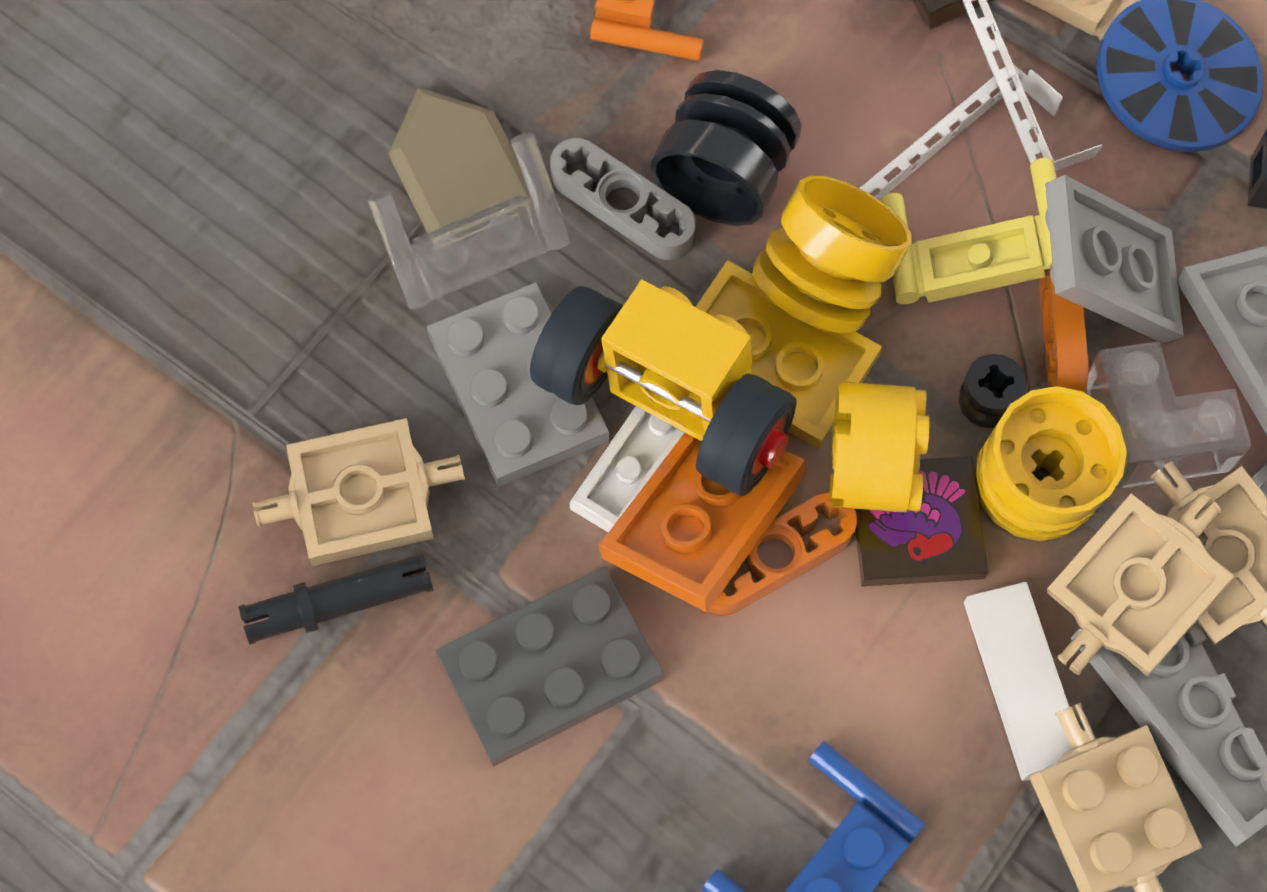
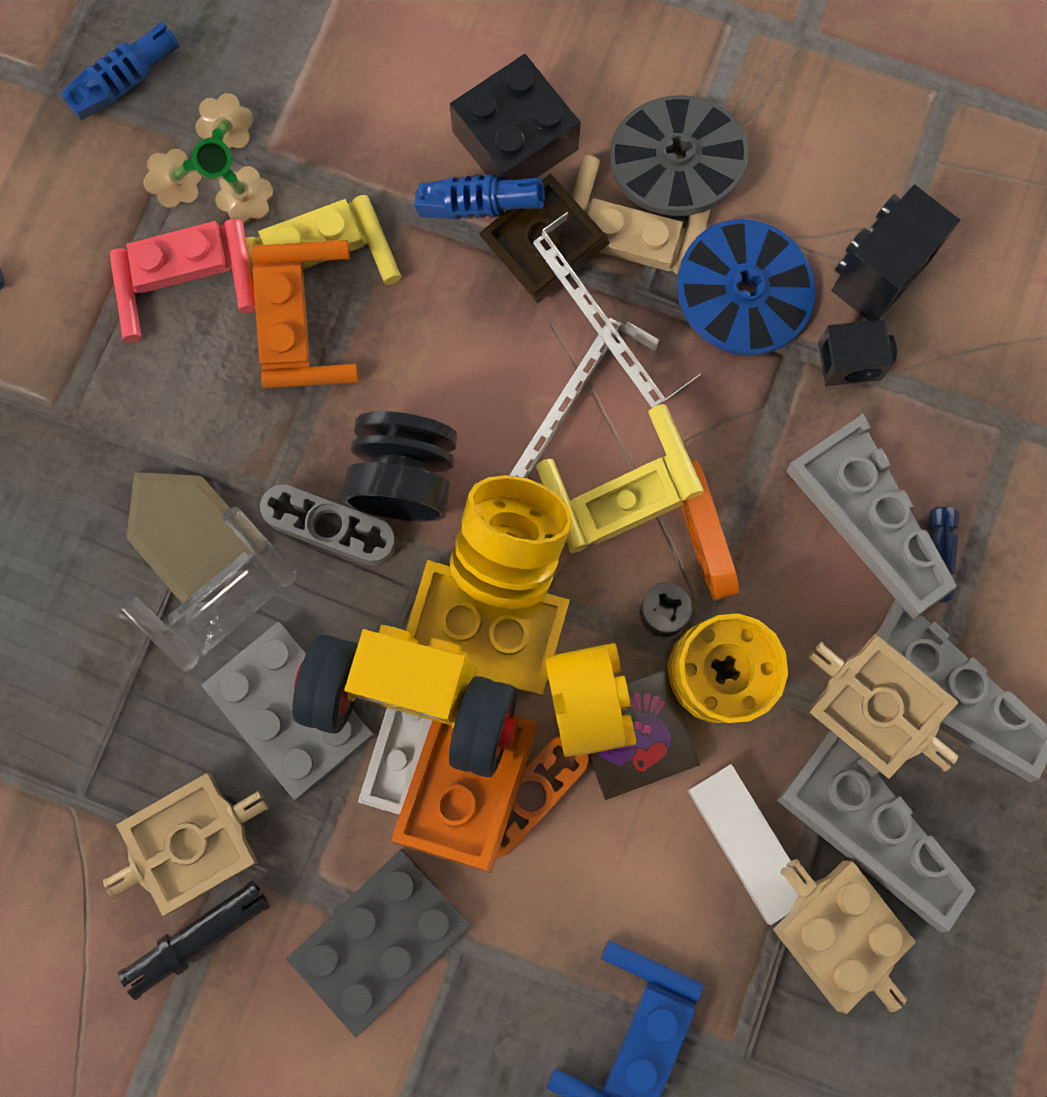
camera: 15 degrees left, 10 degrees up
(1113, 260) = (733, 480): light grey plate -> none
(1140, 584) = (821, 755): tan plate -> none
(1195, 431) = (793, 607): clear brick -> none

